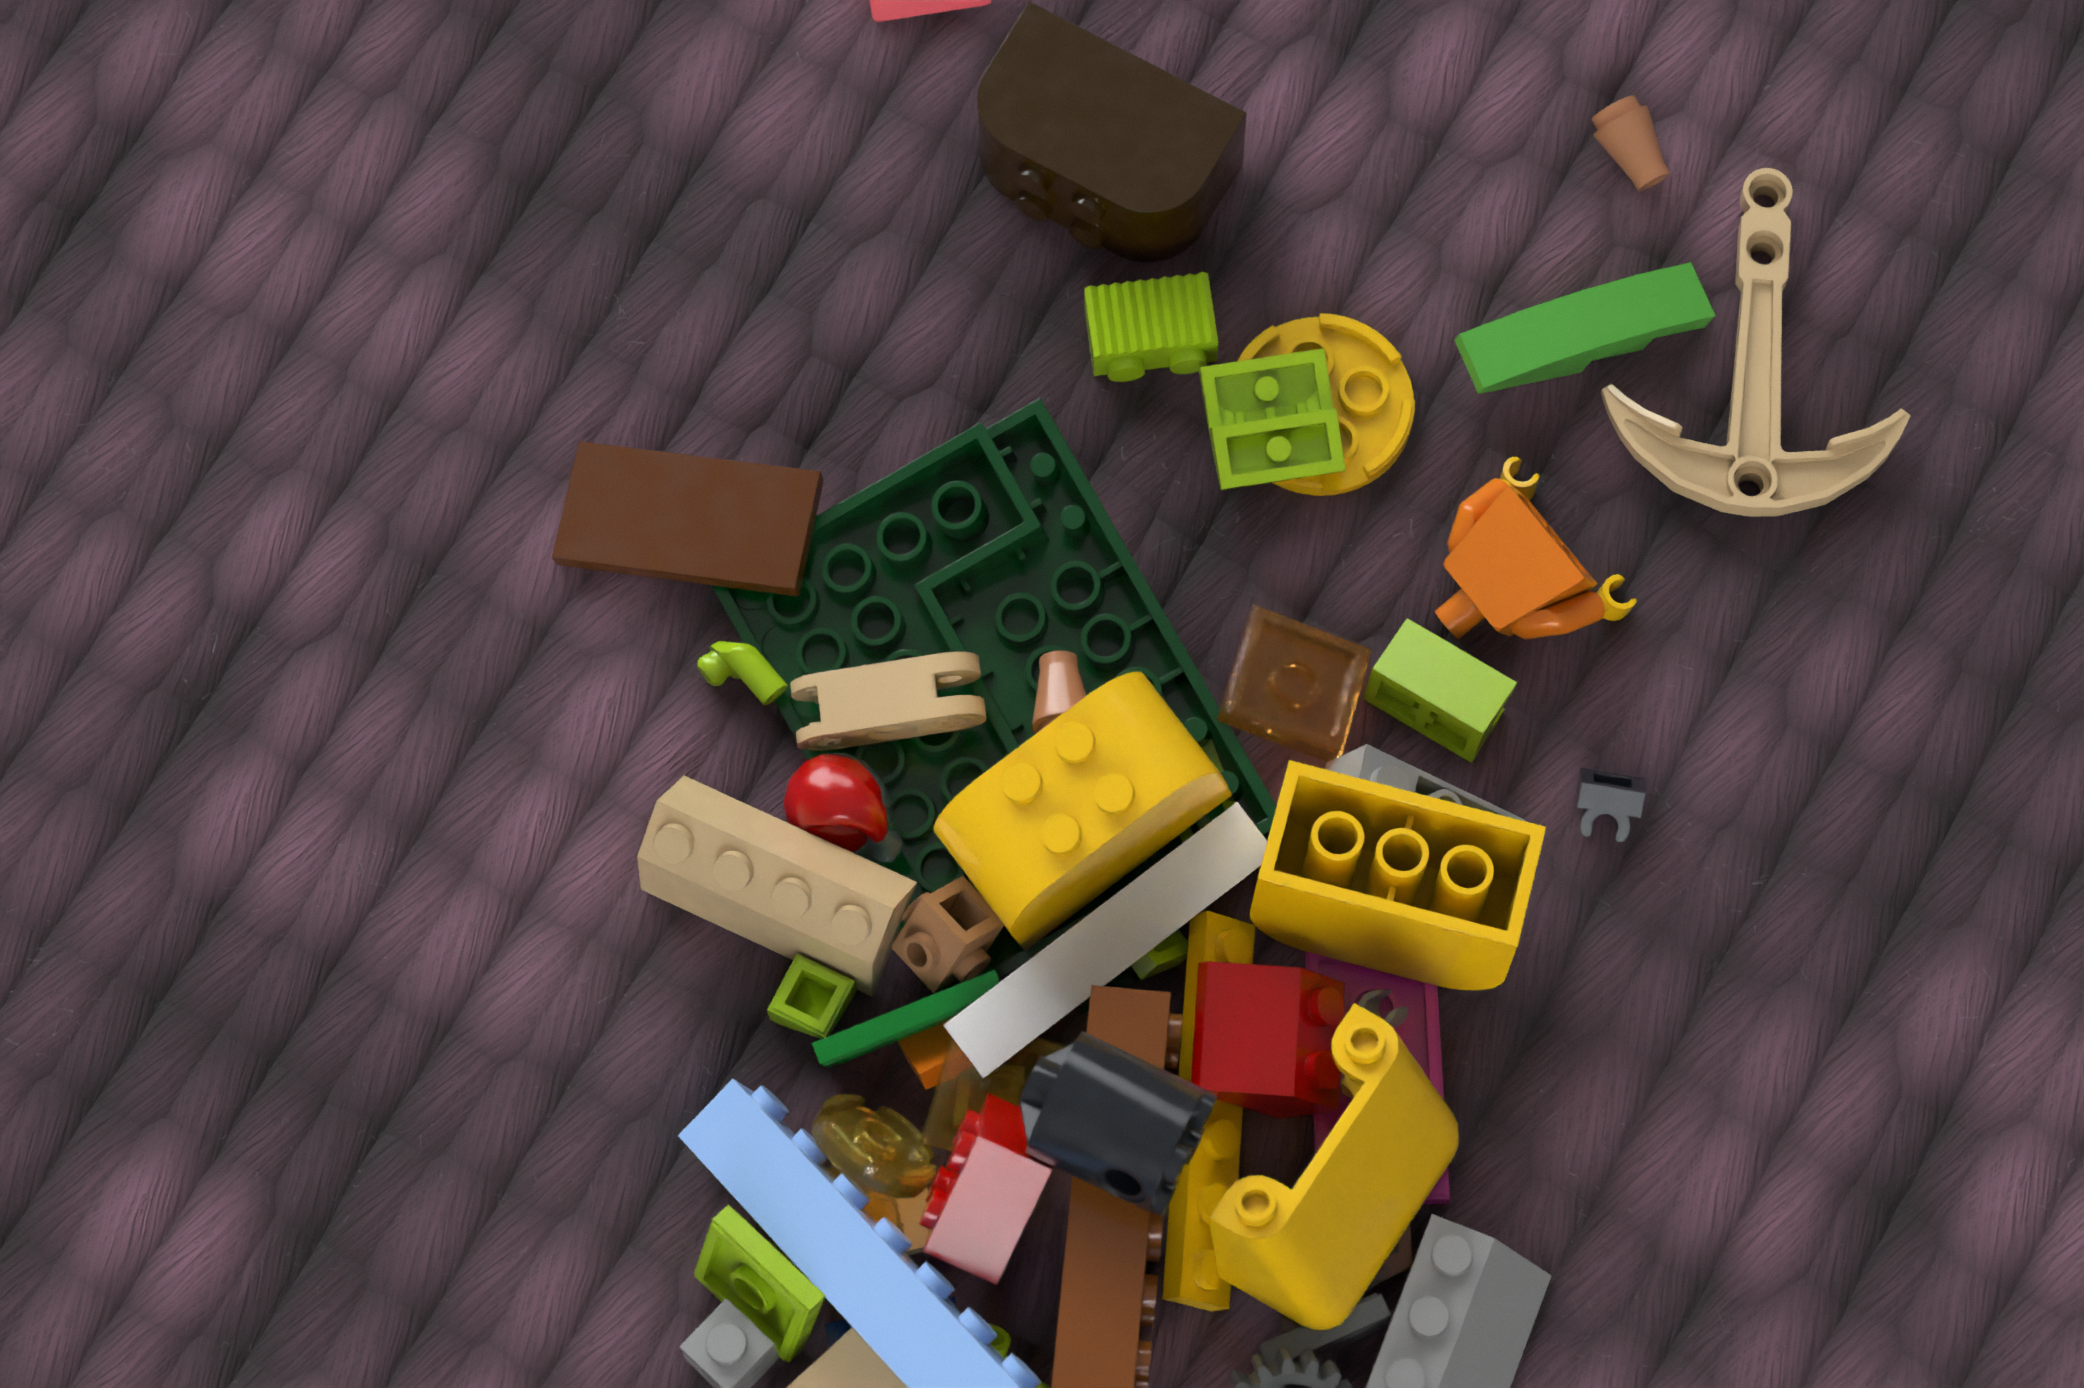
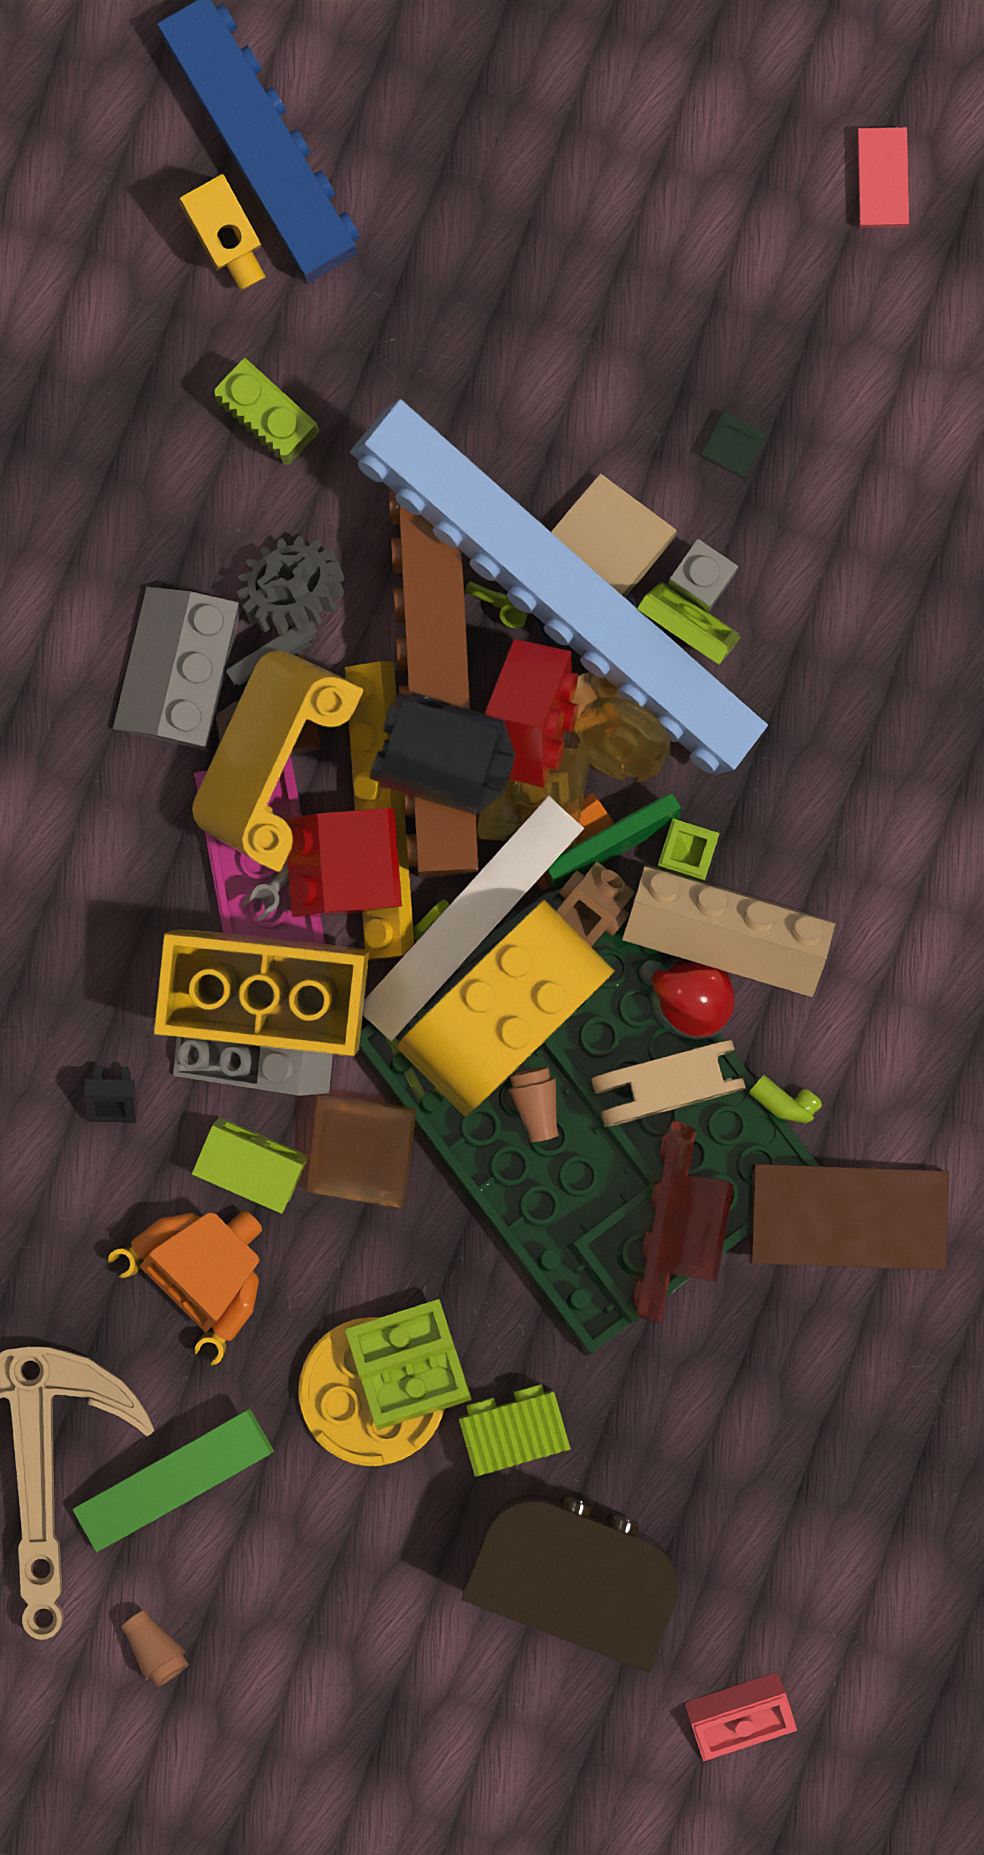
camera: 175 degrees right, 15 degrees up
(892, 521) = (686, 1225): none -> clear red bracket

